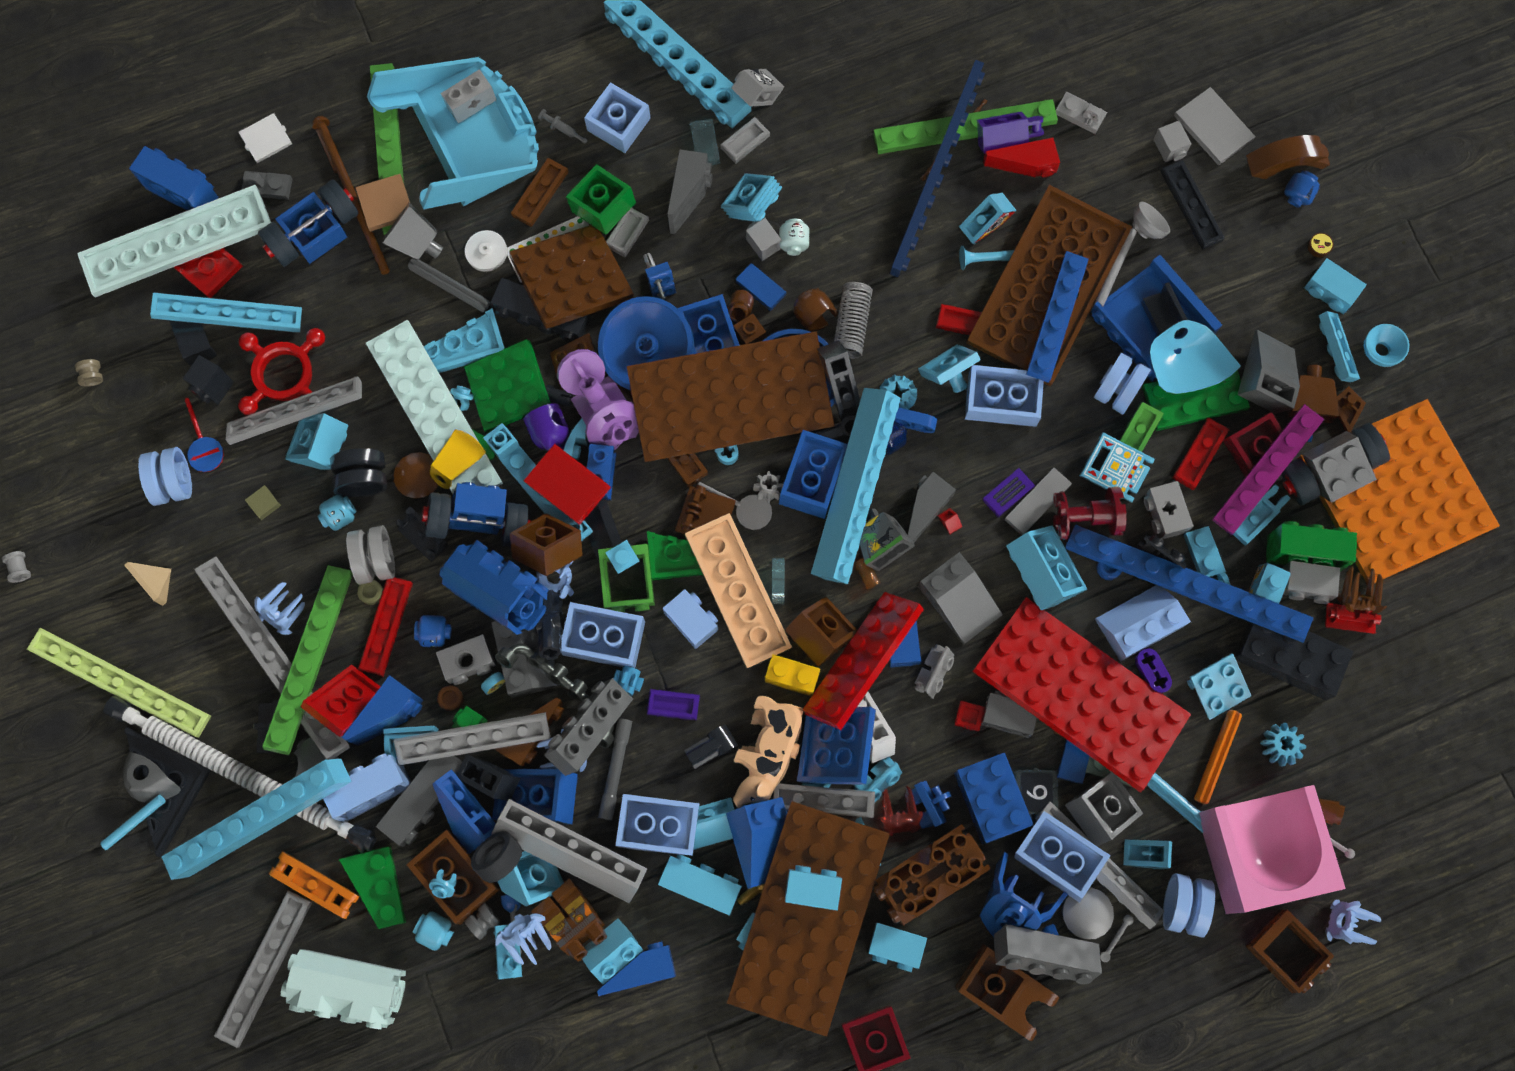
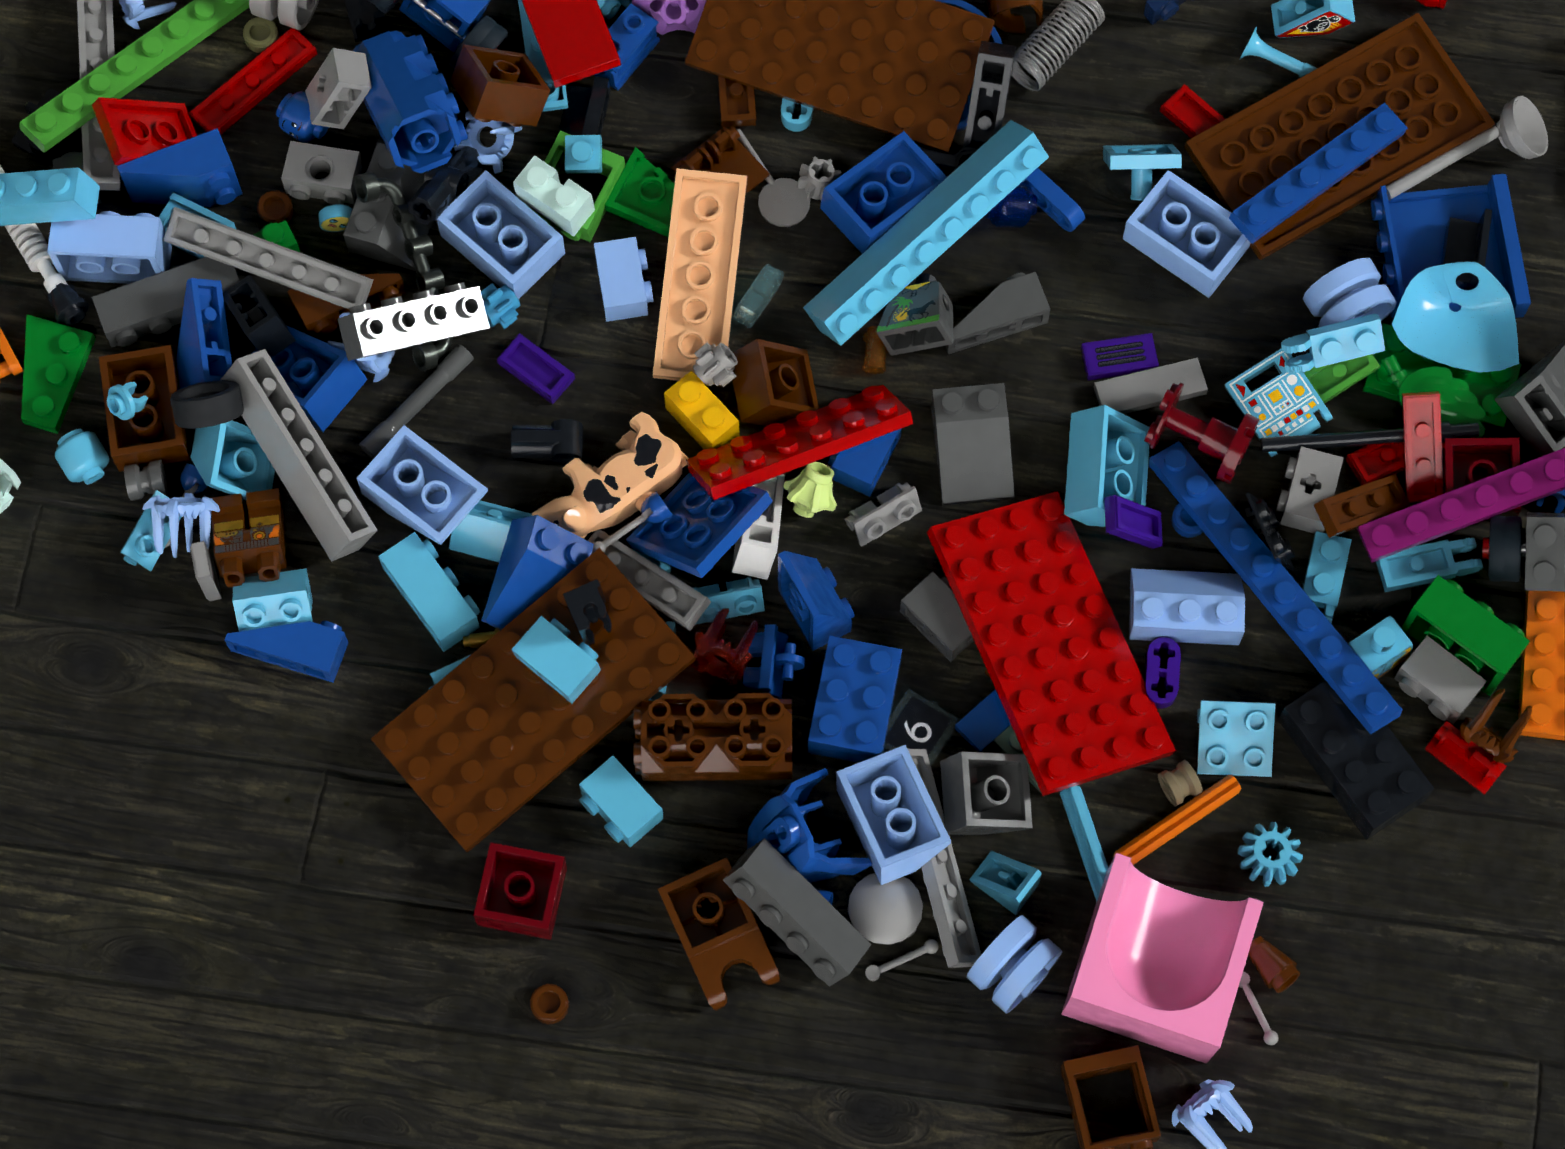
camera: 30 degrees right, 5 degrees down
(447, 604) = (338, 88): none -> light grey brick
(558, 959) = (205, 571): none -> light grey tile
(613, 596) = (563, 205): none -> light aqua brick
(784, 642) = (715, 364): none -> light grey gear
(805, 755) = (652, 510): none -> hinge
(814, 847) = (588, 606): none -> black hinge
(888, 685) = (811, 490): none -> yellowish green rock
(904, 384) = (1068, 172): medium azure gear -> none
(933, 753) = (812, 598): none -> blue slope
(950, 520) = (1023, 350): red piece -> none
(969, 716) = (889, 591): red tile -> none
(1083, 591) = (1133, 521): none -> dark purple tile
(1133, 416) = (1334, 343): none -> medium azure hinge
(1204, 412) = (1456, 401): none -> green animal
(1206, 504) = (1361, 505): none -> reddish brown plate
(1206, 733) = (1180, 783): none -> dark tan wheel
(1217, 447) = (1422, 445): none -> red tile
(1218, 433) = (1357, 438): none -> black bar

